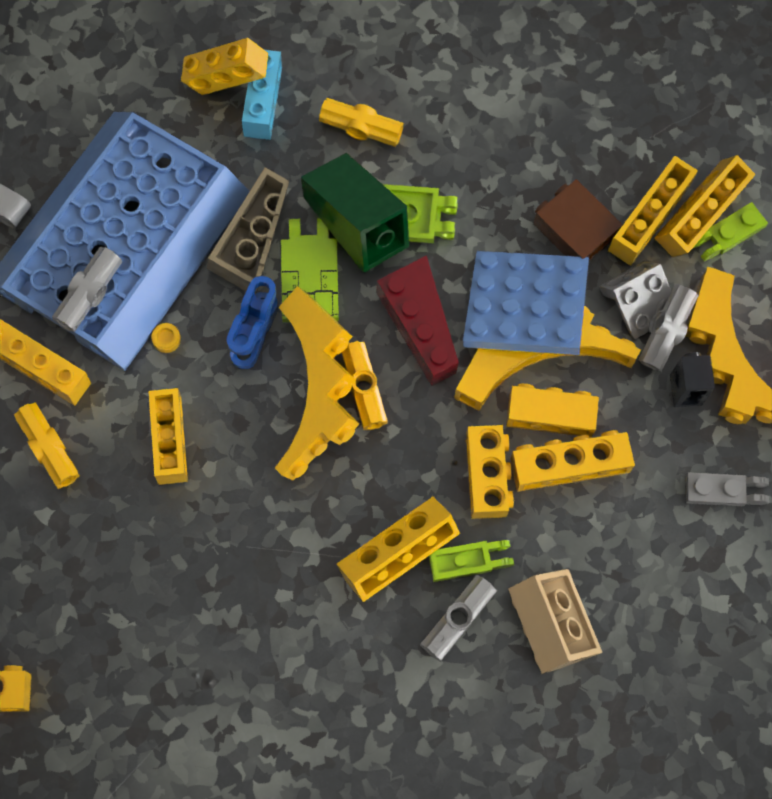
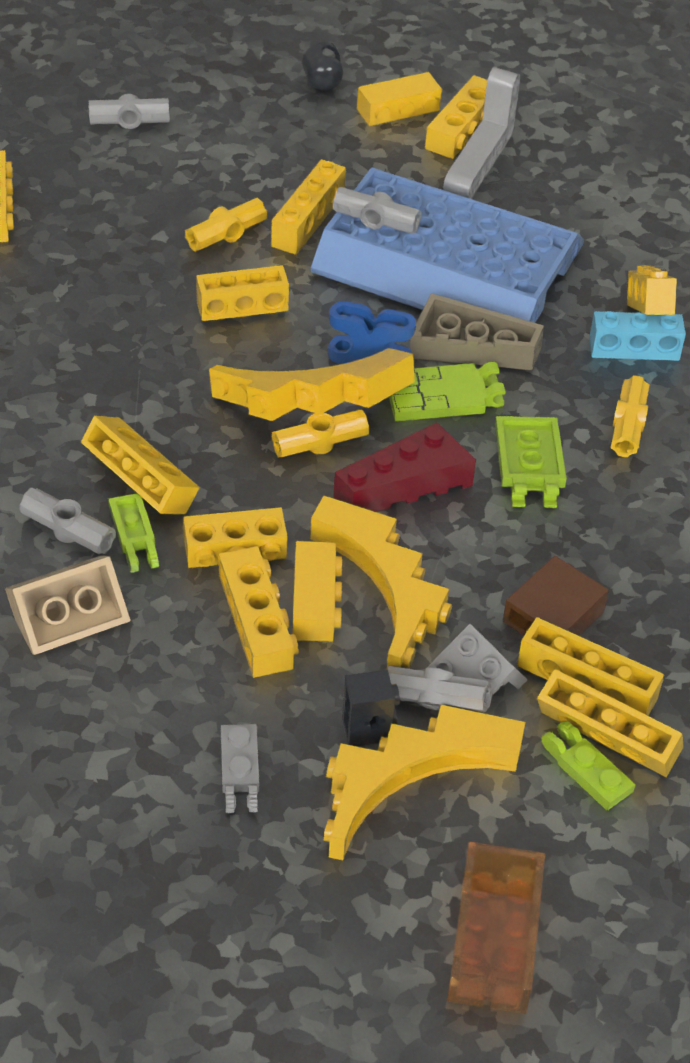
camera: 85 degrees right, 25 degrees down
(166, 337) = (350, 293): yellow tile -> none
(357, 211) = (511, 400): dark green slope -> none
(526, 303) = (439, 551): medium blue plate -> none

